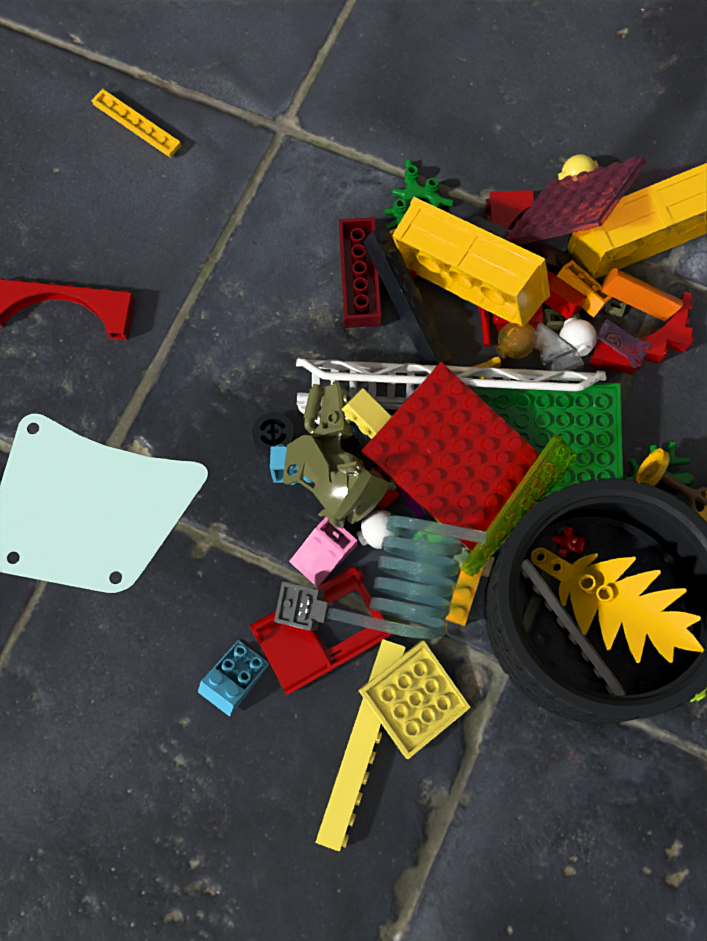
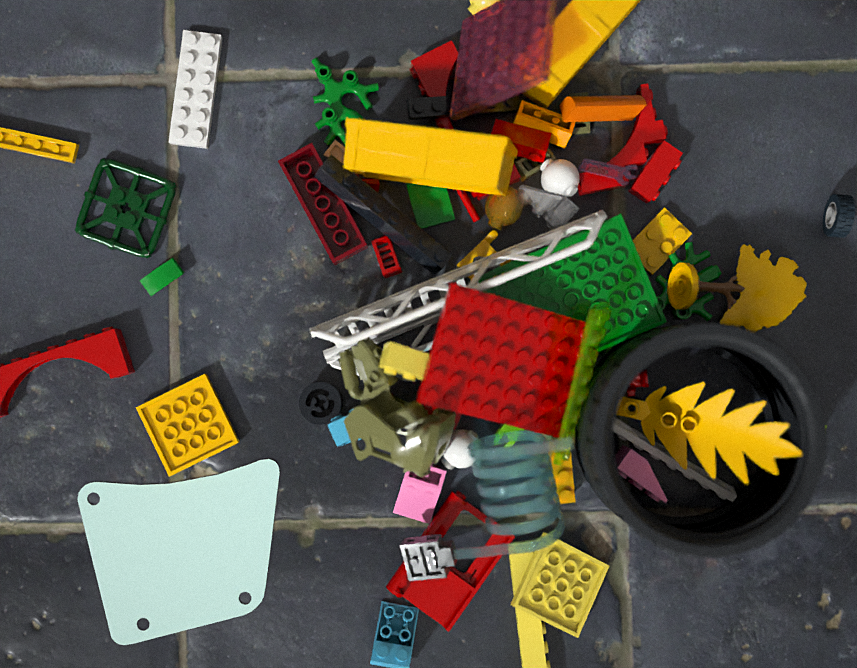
camera: 30 degrees left, 15 degrees up
(148, 401) = (187, 424): none -> yellow plate
(192, 197) = (121, 196): none -> dark green plate
(193, 271) = (162, 276): none -> green slope
(298, 144) = (195, 89): none -> white plate
(389, 350) = (389, 272): none -> red slope
(452, 314) = (430, 205): none -> green tile
(538, 626) = (640, 473): none -> bright pink slope
(647, 430) = (659, 240): none -> yellow plate
(668, 372) = (656, 172): none -> red brick

